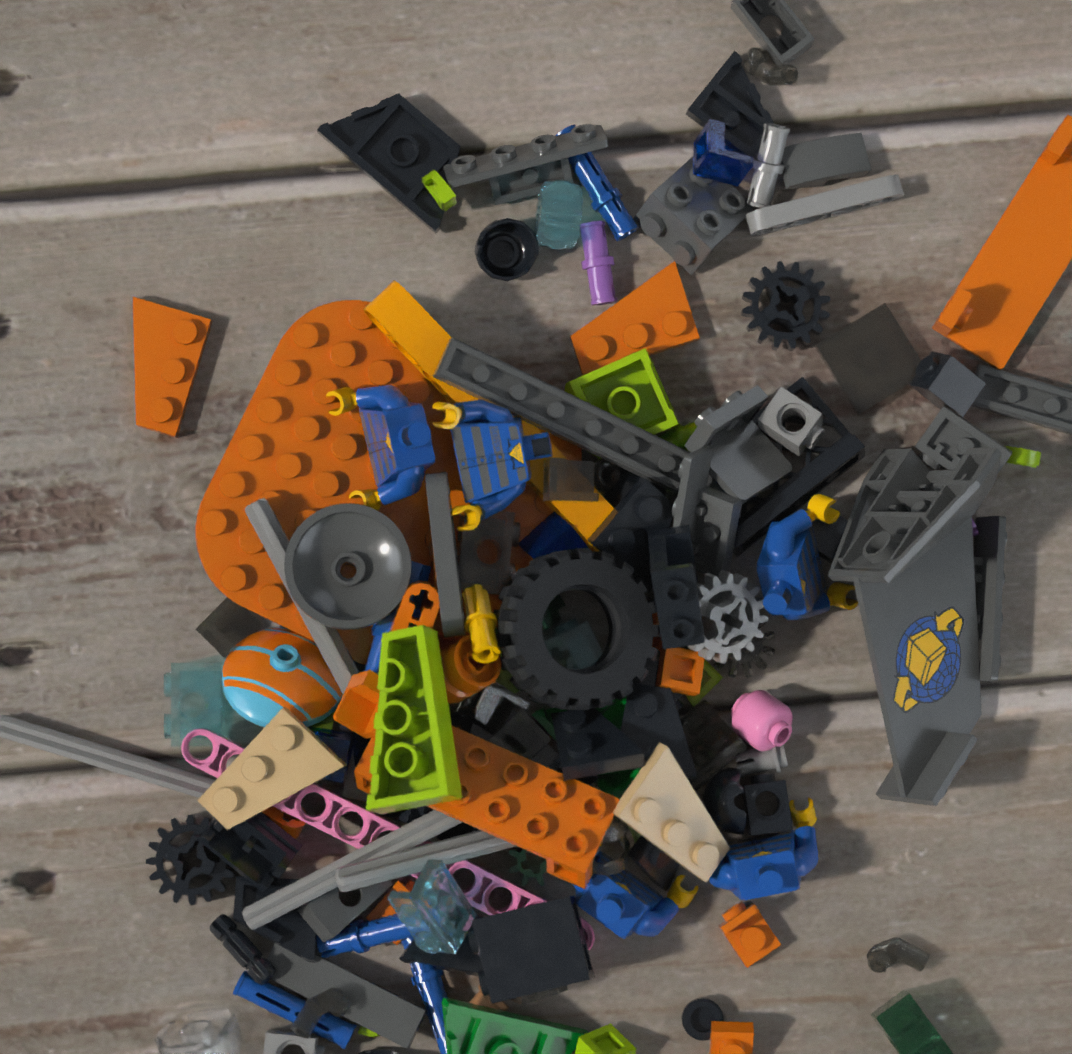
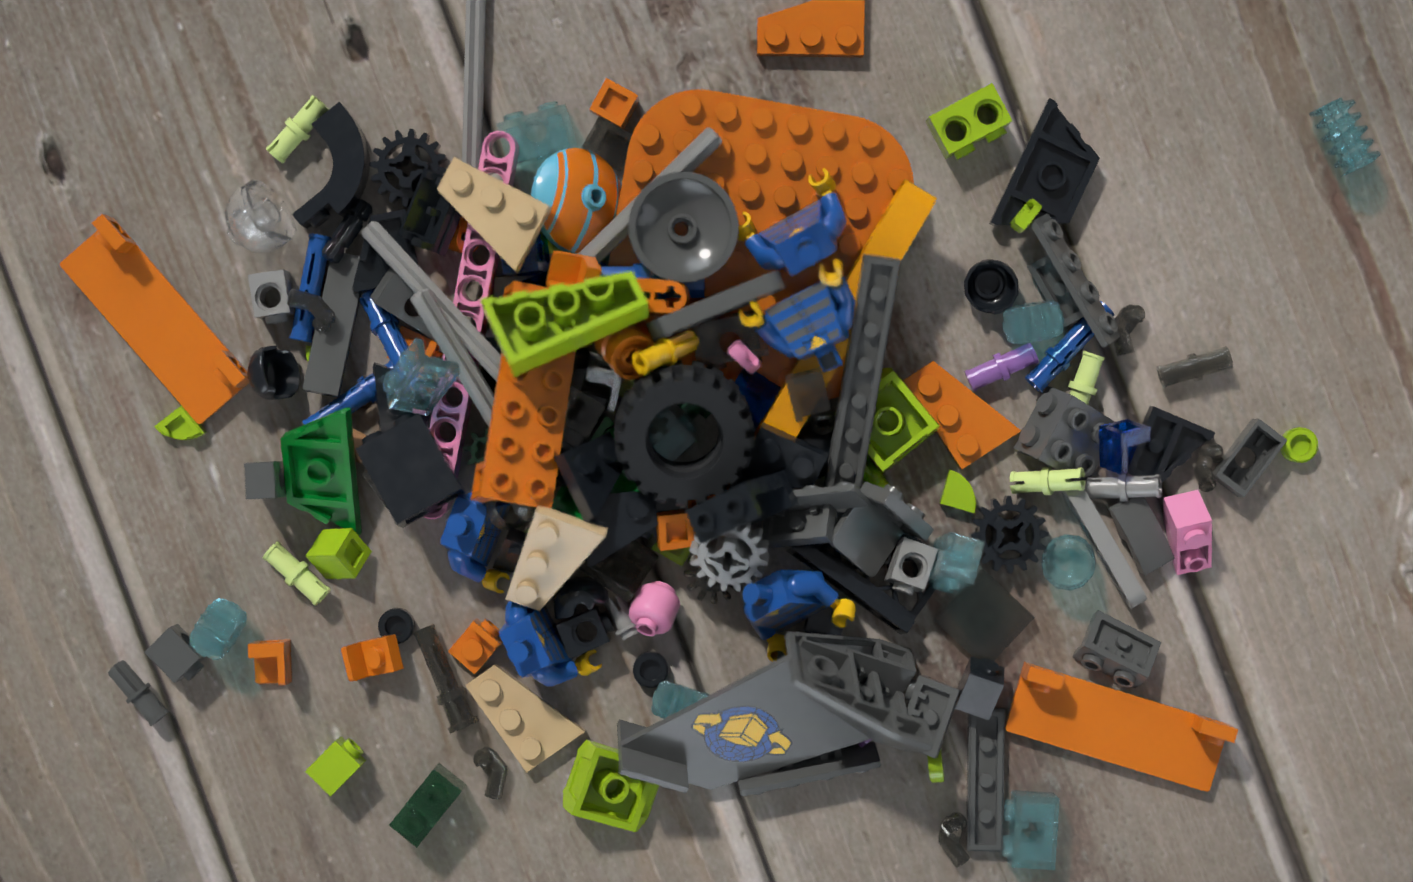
camera: 75 degrees right, 5 degrees up
(111, 974) = (297, 129): none -> yellowish green pin
(173, 926) = (349, 169): none -> black arch
(186, 608) = (614, 103): none -> orange panel
(310, 226) = (965, 115): none -> lime brick
(509, 539) = (744, 356): none -> bright pink tile
(585, 112) = (1127, 320): none -> clear smoke arm
(635, 173) = (1086, 377): none -> yellowish green pin
(657, 53) = (1195, 367): none -> clear smoke pin
(724, 349) = (958, 493): none -> lime tile
(738, 247) = (1047, 480): none -> yellowish green pin
(797, 977) = (450, 695): none -> clear smoke pin
(800, 371) = (955, 562): none -> clear light blue brick
(828, 745) = (650, 669): none -> black tile
(834, 248) = (1068, 562): none -> clear light blue hair
(836, 109) = (1188, 531): none -> bright pink slope
(844, 905) = (521, 717): none -> tan wing
(868, 727) = (673, 697): none -> clear light blue gear
(946, 222) = (1117, 650): none -> dark grey bracket
(952, 834) = (604, 795): none -> lime slope

